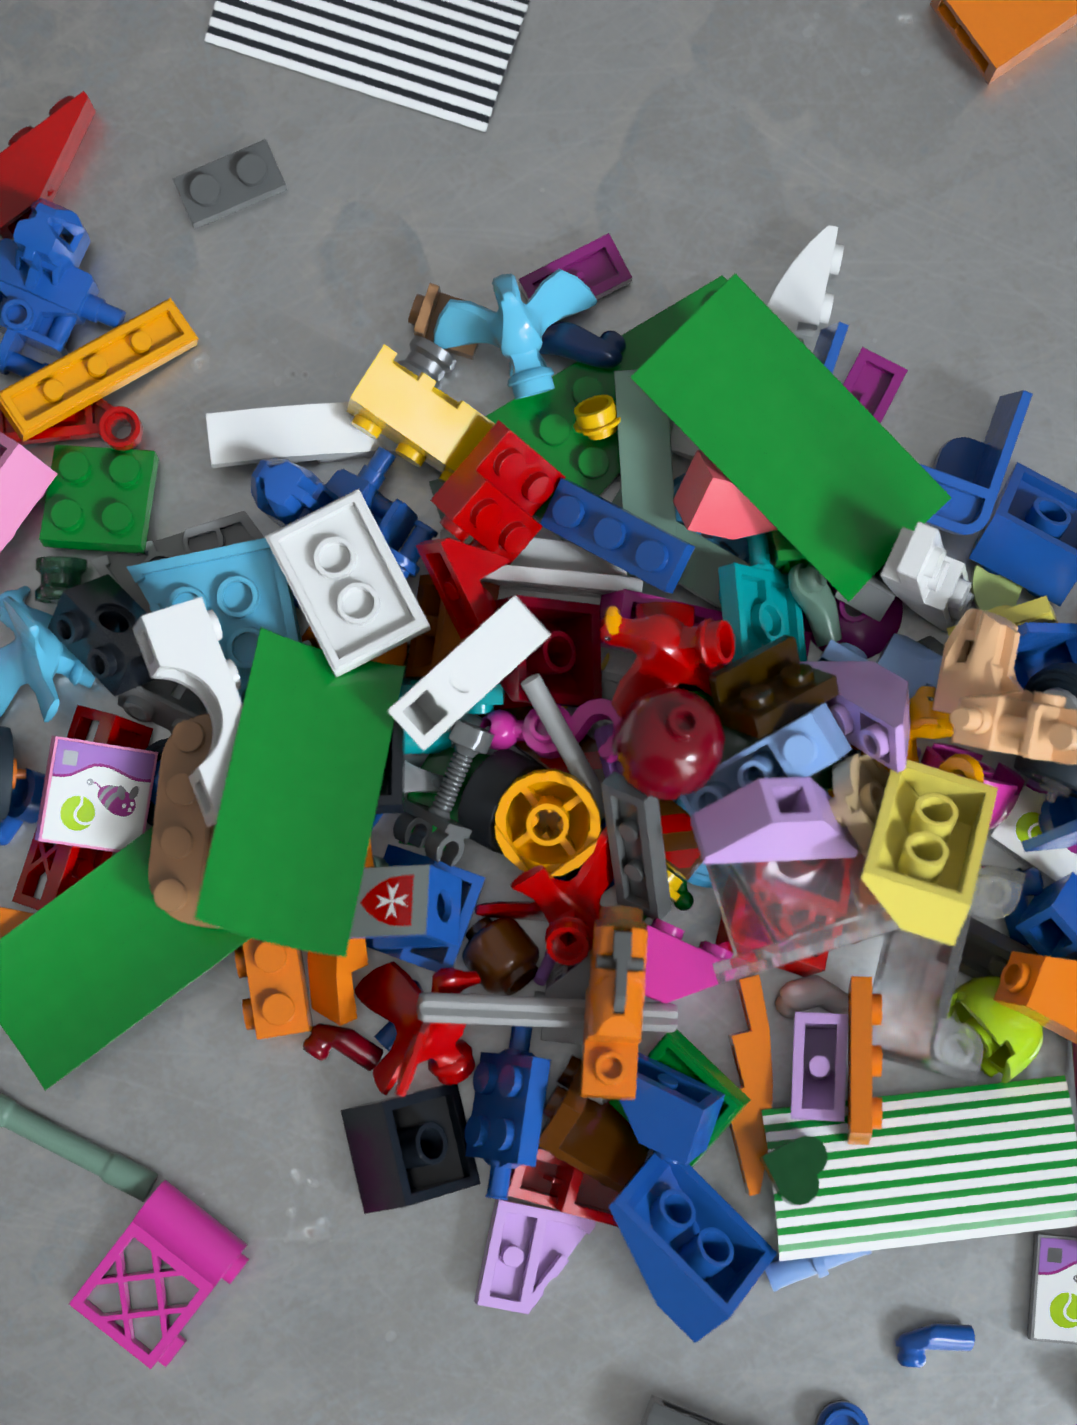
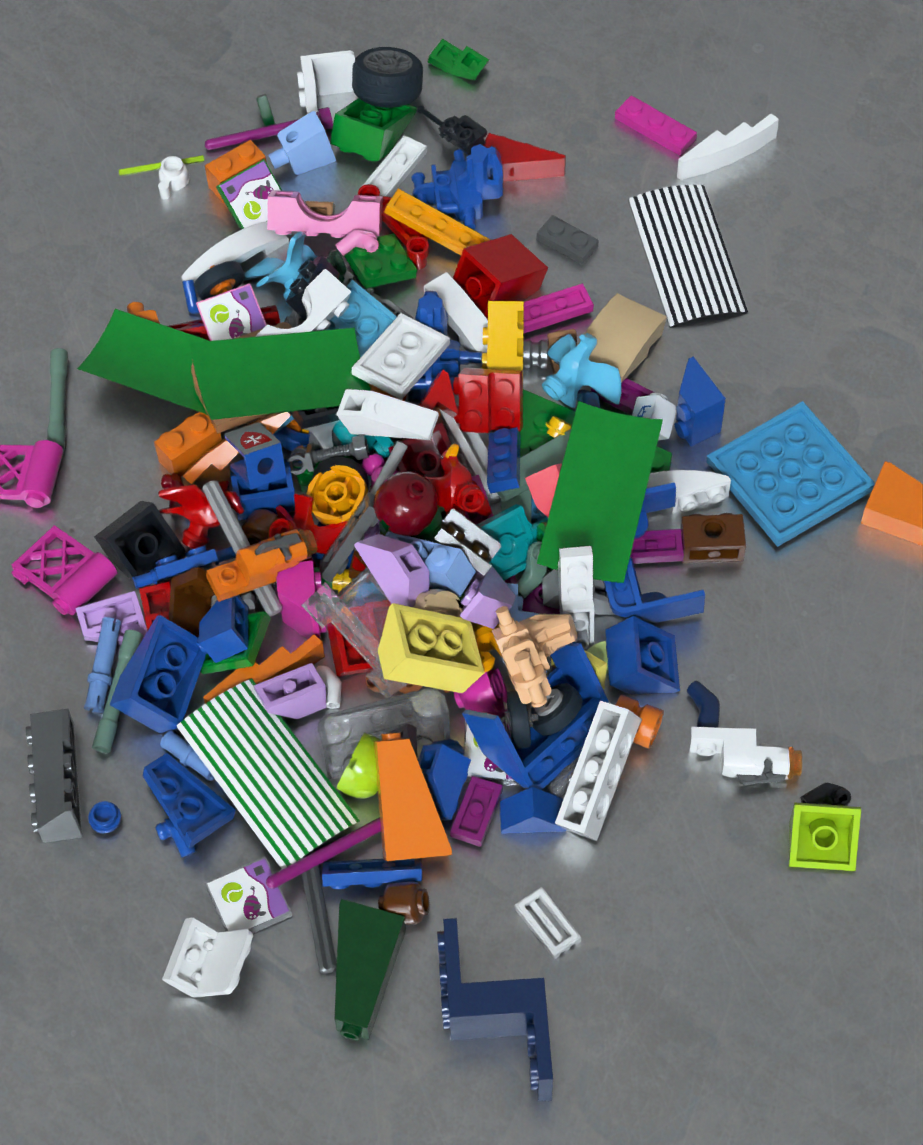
camera: 65 degrees right, 25 degrees down
(58, 513) = (358, 239): none -> bright pink arm
(248, 334) = (499, 272): none -> red slope
(352, 296) = (556, 307): none -> dark pink plate
(428, 1277) = (78, 580): none -> dark pink piece
(477, 220) = (625, 334): none -> tan slope
(608, 1269) = (108, 724): none -> sand green piece
(613, 1323) = (100, 677): none -> medium blue pin
(656, 266) = (656, 407): none -> white brick
(675, 190) = (699, 405): none -> blue slope
(795, 1169) = (228, 700): dark green tile -> none
(858, 129) = (791, 473): none -> dark azure plate
(863, 1060) = (304, 706): orange plate -> none
(892, 1301) = (186, 800): none -> blue wing
(918, 284) = (726, 547): none -> reddish brown brick

